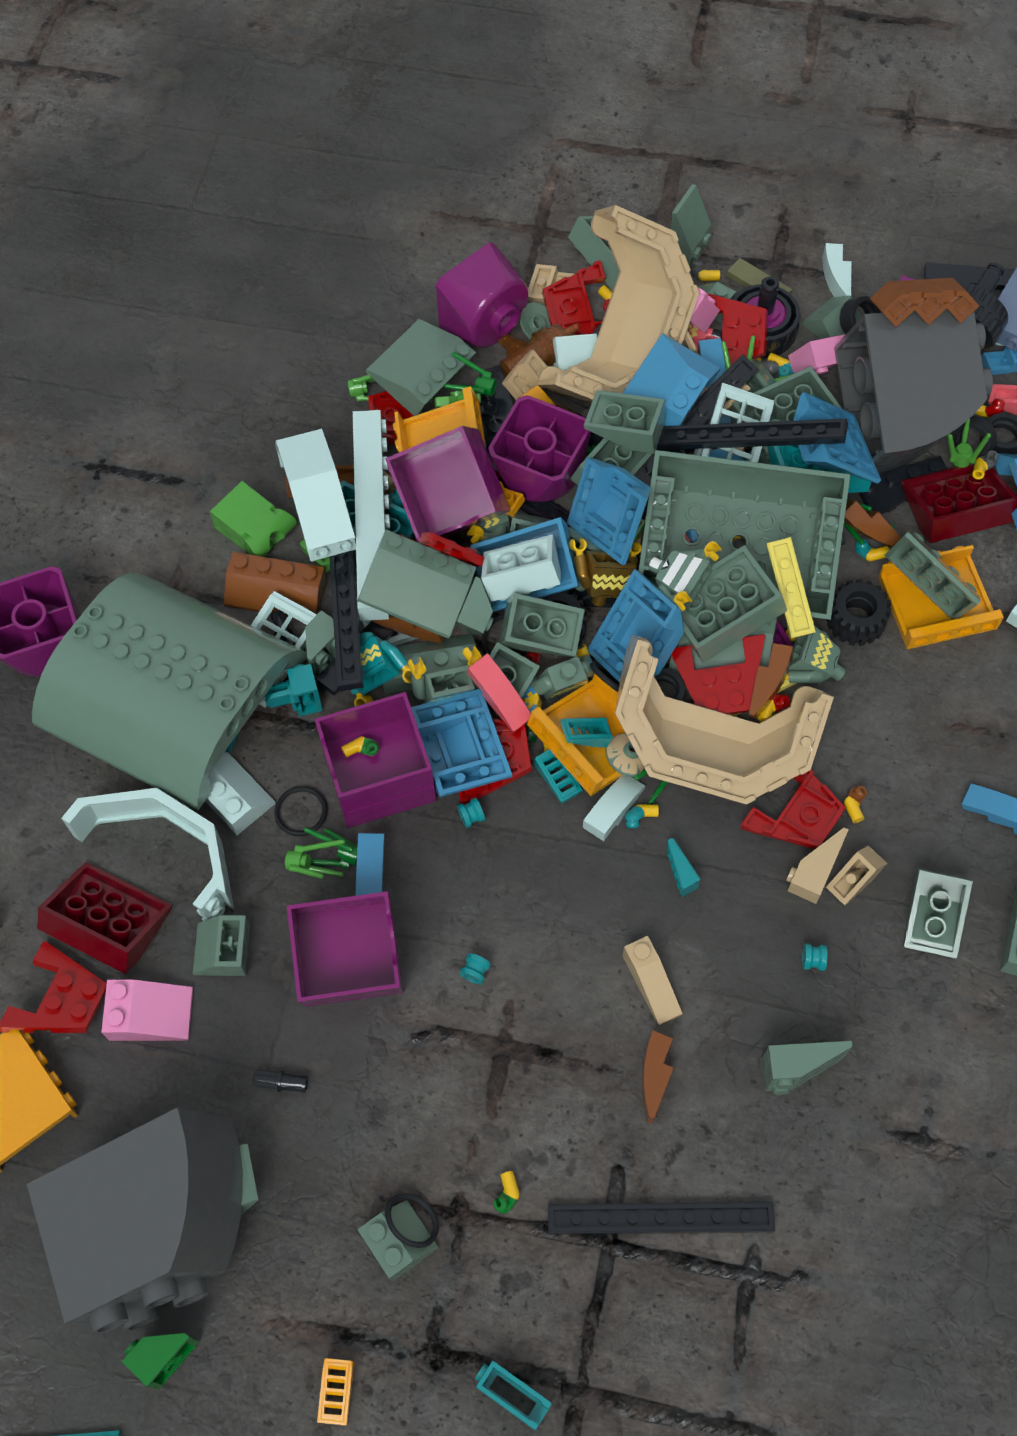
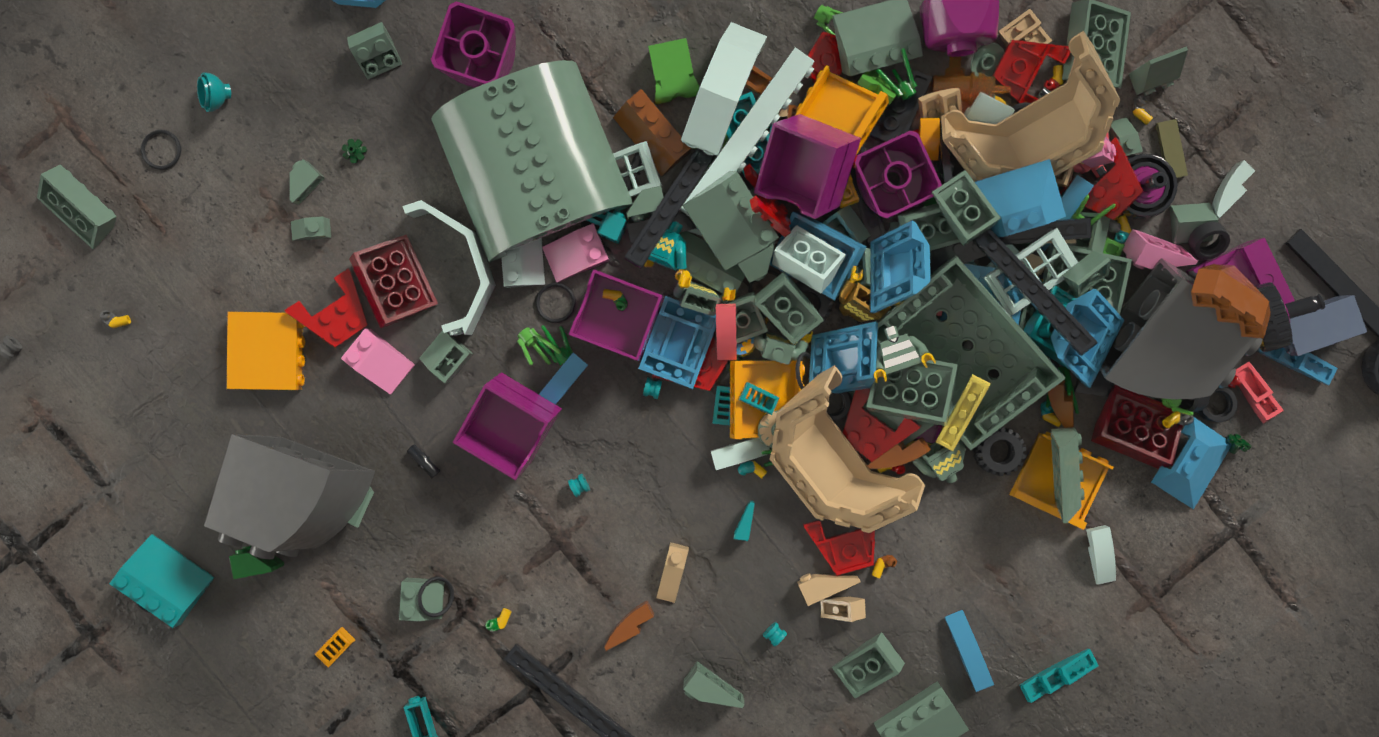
camera: 30 degrees right, 25 degrees up
(283, 745) = (575, 253): none -> bright pink slope
(783, 394) = (1087, 273): none -> sand green slope

